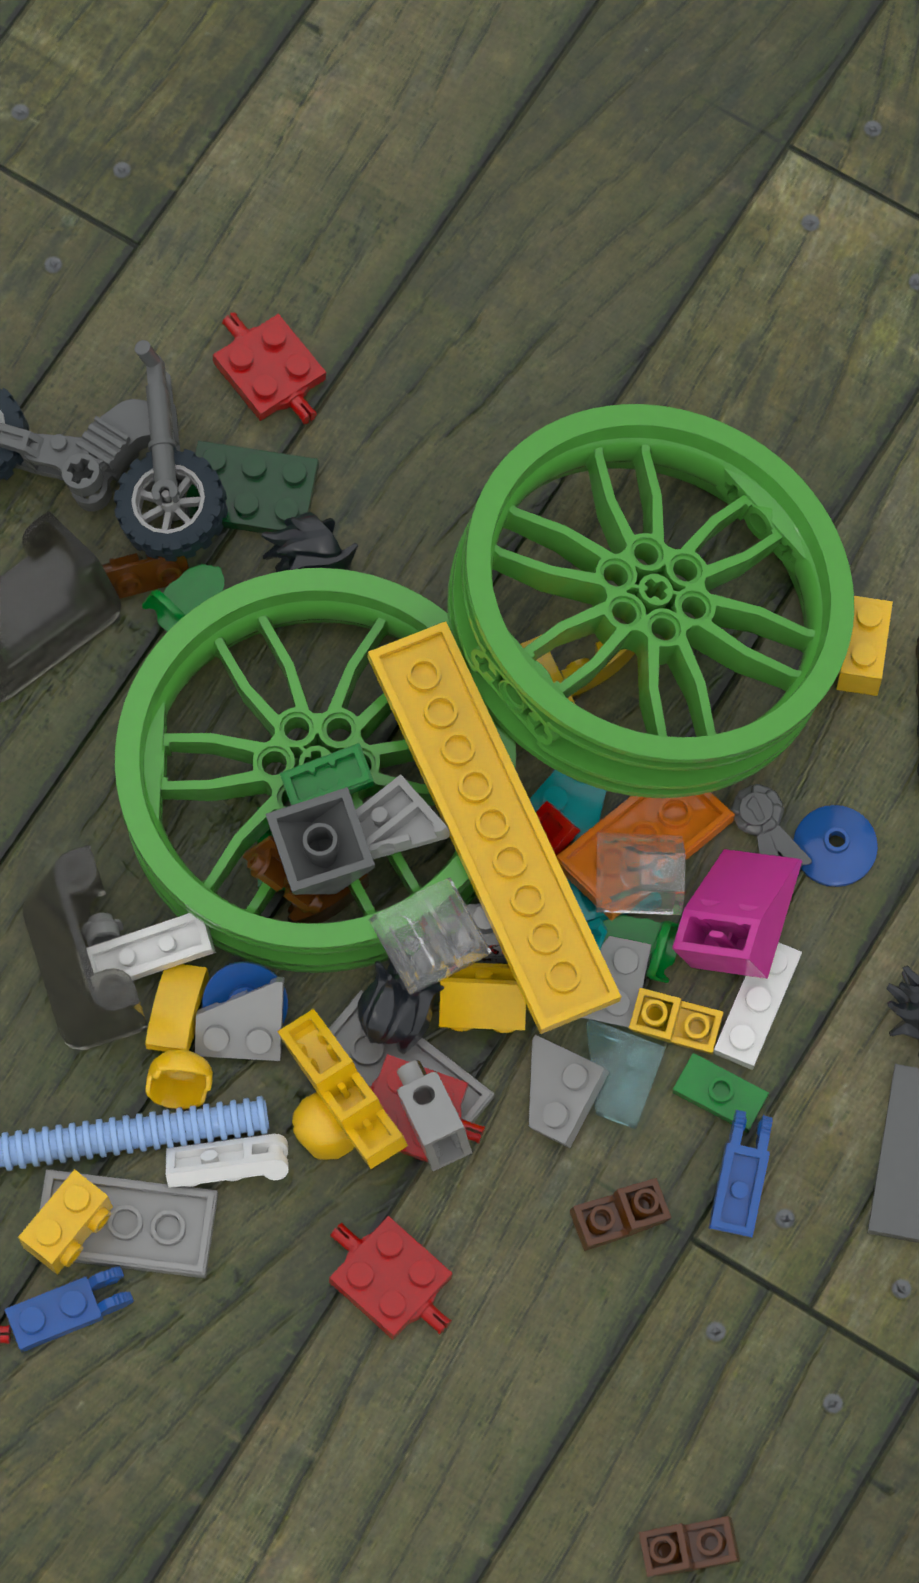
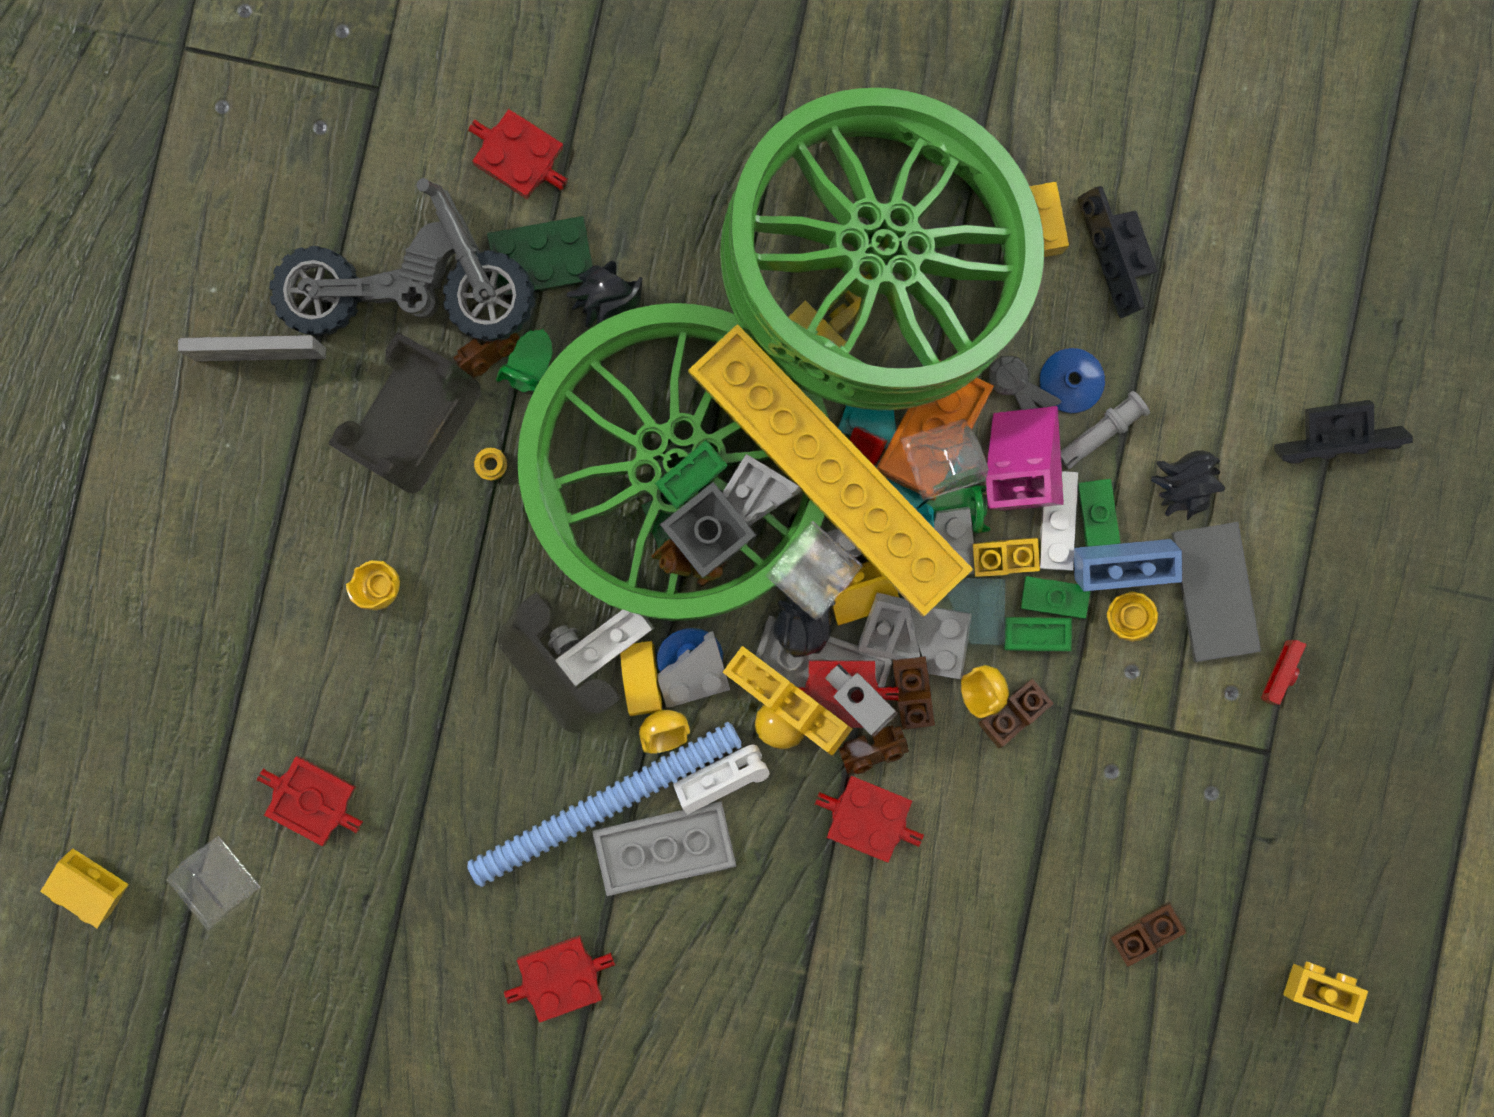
camera: 25 degrees left, 15 degrees up
(65, 1309) = (644, 927): blue hinge -> none
(66, 1222) = (624, 869): yellow brick -> none
(97, 689) = (483, 456): none -> yellow plate
(408, 1197) = (861, 757): none -> reddish brown hinge
(502, 1055) = (890, 629): none -> light grey wing
(503, 1143) = (914, 692): none -> reddish brown slope
(591, 1169) = (984, 691): none -> yellow hair
(682, 1127) = (1038, 634): none -> green plate
(741, 1179) = (1094, 657): blue hinge -> none
(806, 1145) = (1132, 616): none -> yellow hair
(810, 1011) = (1098, 513): none -> green plate
(822, 1078) = (1127, 565): none -> medium blue brick
(869, 908) = (1114, 422): none -> light grey pin

